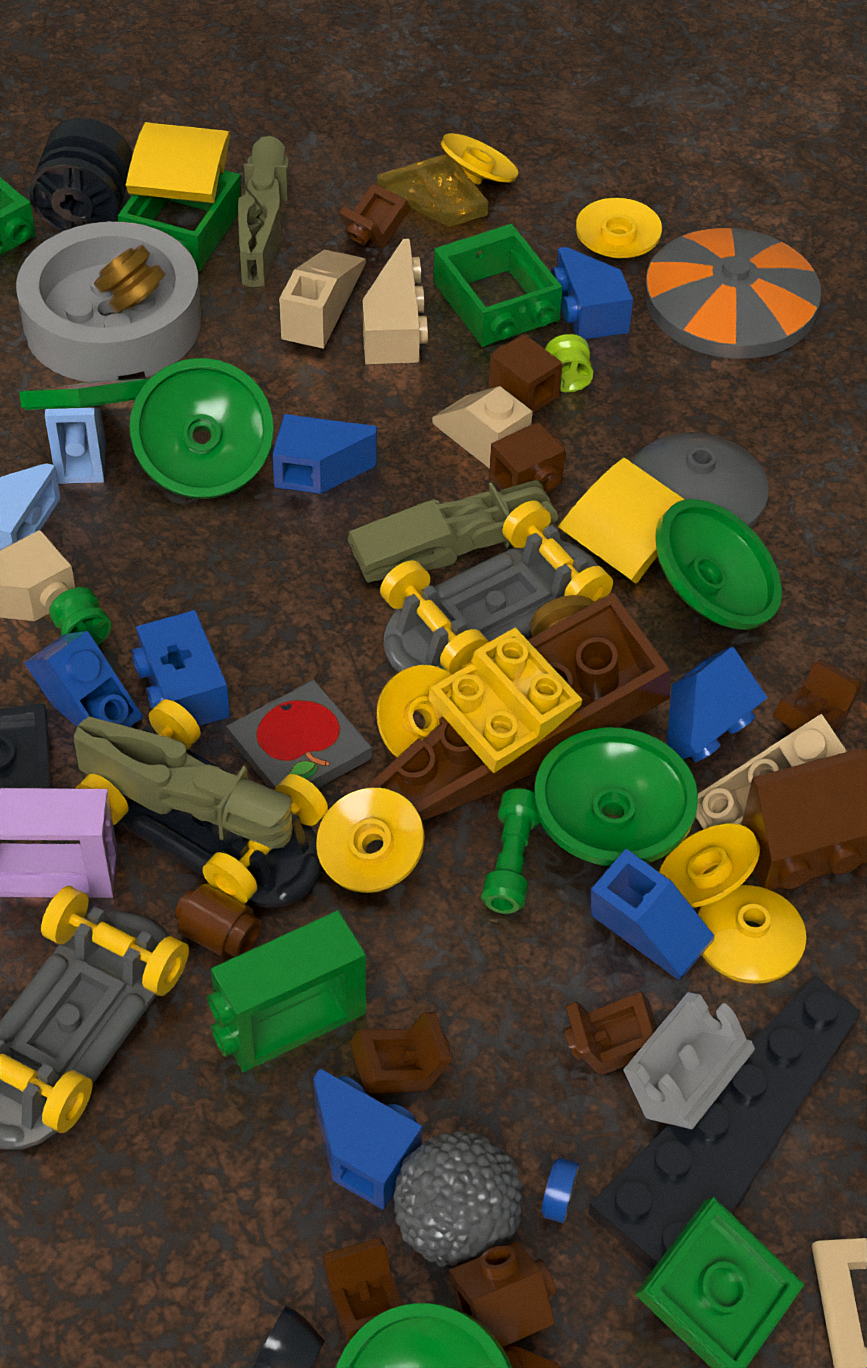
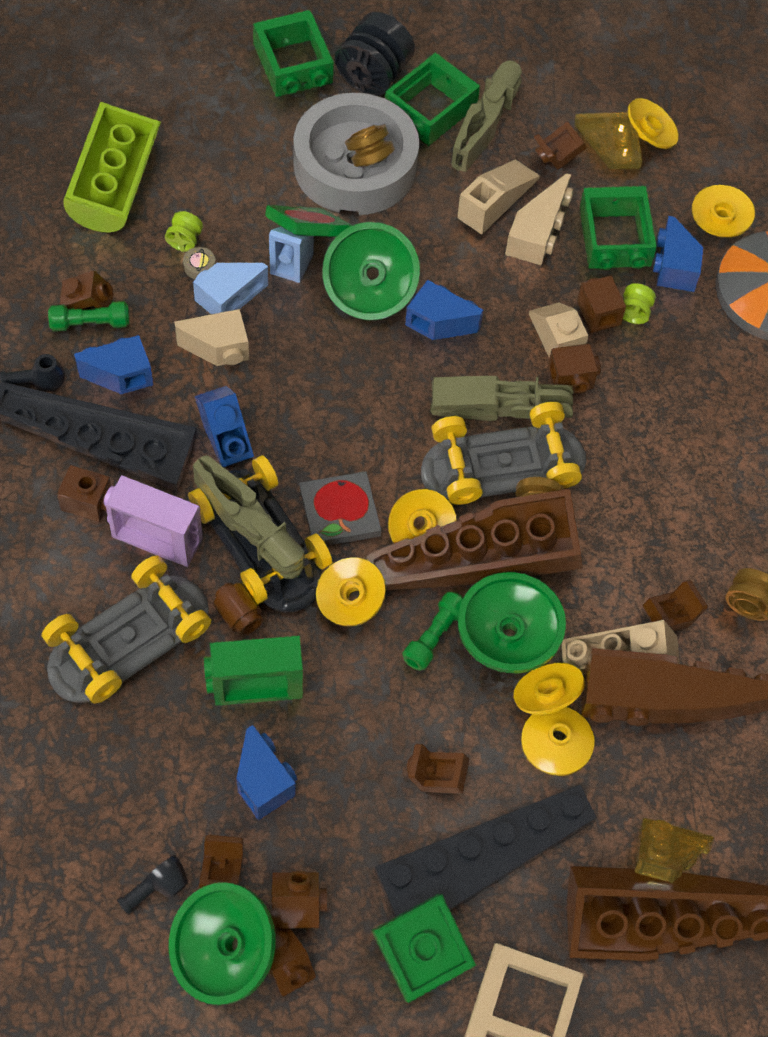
camera: 20 degrees right, 10 degrees up
(80, 611) = (241, 376): green wheel -> none
(178, 162) = (439, 65): yellow slope -> none
(181, 667) = (289, 419): blue brick -> none
(401, 1057) = (306, 735): reddish brown bracket -> none
(457, 1198) = (298, 832): dark grey hair -> none
(504, 699) = (469, 534): yellow slope -> none
(559, 1190) = (360, 851): blue tile -> none
(621, 518) = (618, 433): yellow slope -> none
(650, 914) = (496, 707): blue slope -> none
(688, 1062) = (471, 807): light grey hinge -> none
(708, 470) = (678, 437): dark grey dish -> none
(710, 701) = (604, 581): blue slope -> none
(718, 565) = (658, 489): green dish -> none

